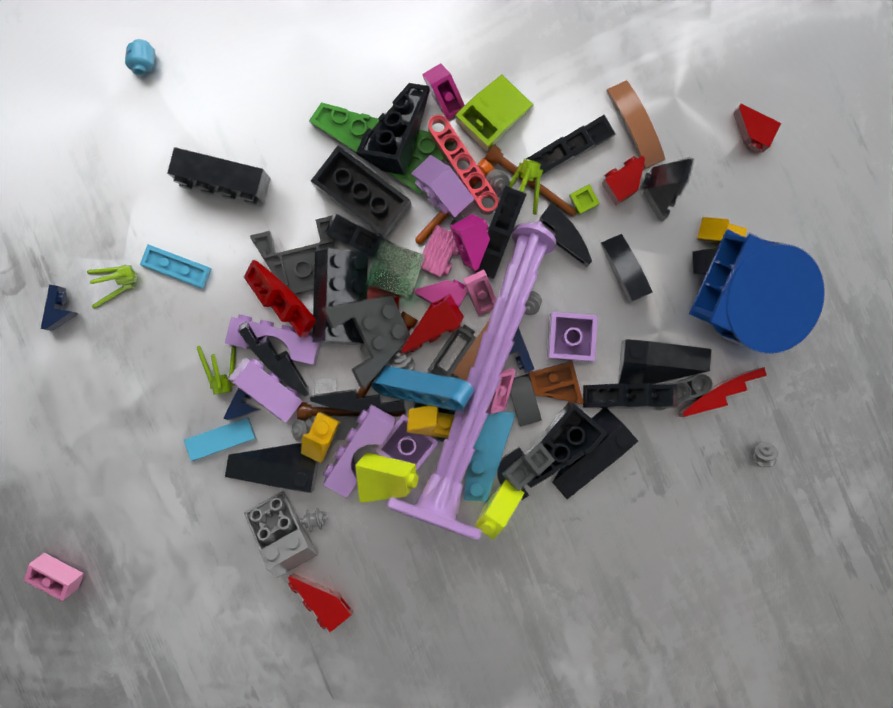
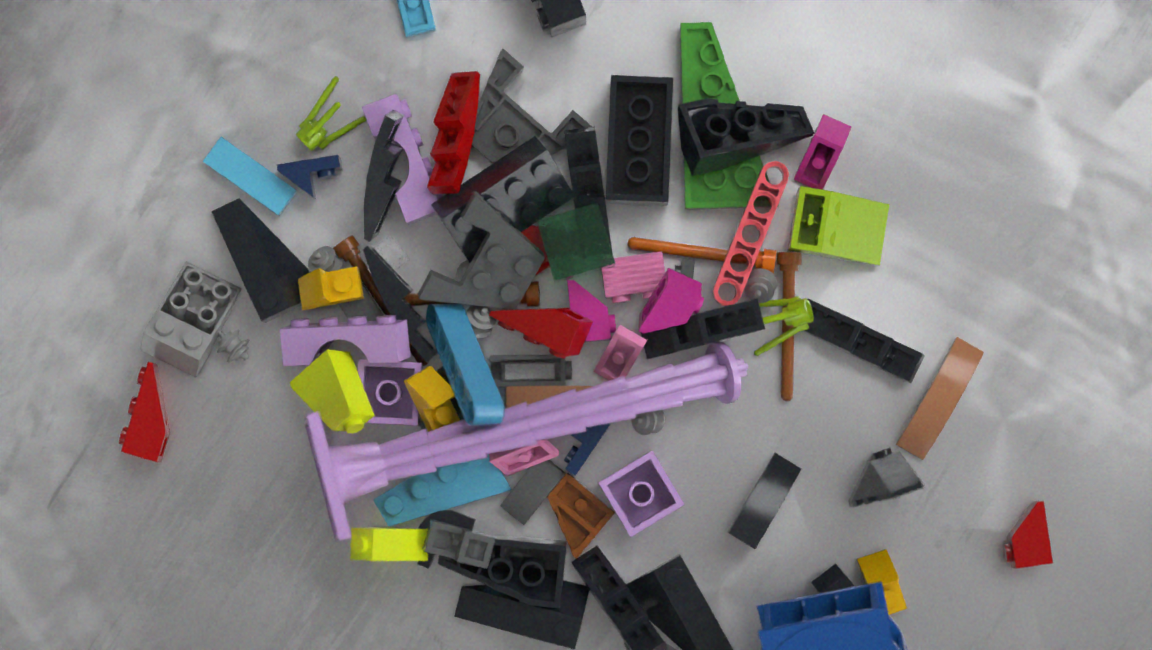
camera: 50 degrees right, 0 degrees up
(265, 389) = (342, 189): lavender brick -> none
(442, 186) = (707, 227): lavender brick -> none
(566, 234) = (754, 407): black slope -> none
(584, 199) = (810, 399): lime plate -> none
(624, 182) = (862, 431): red slope -> none

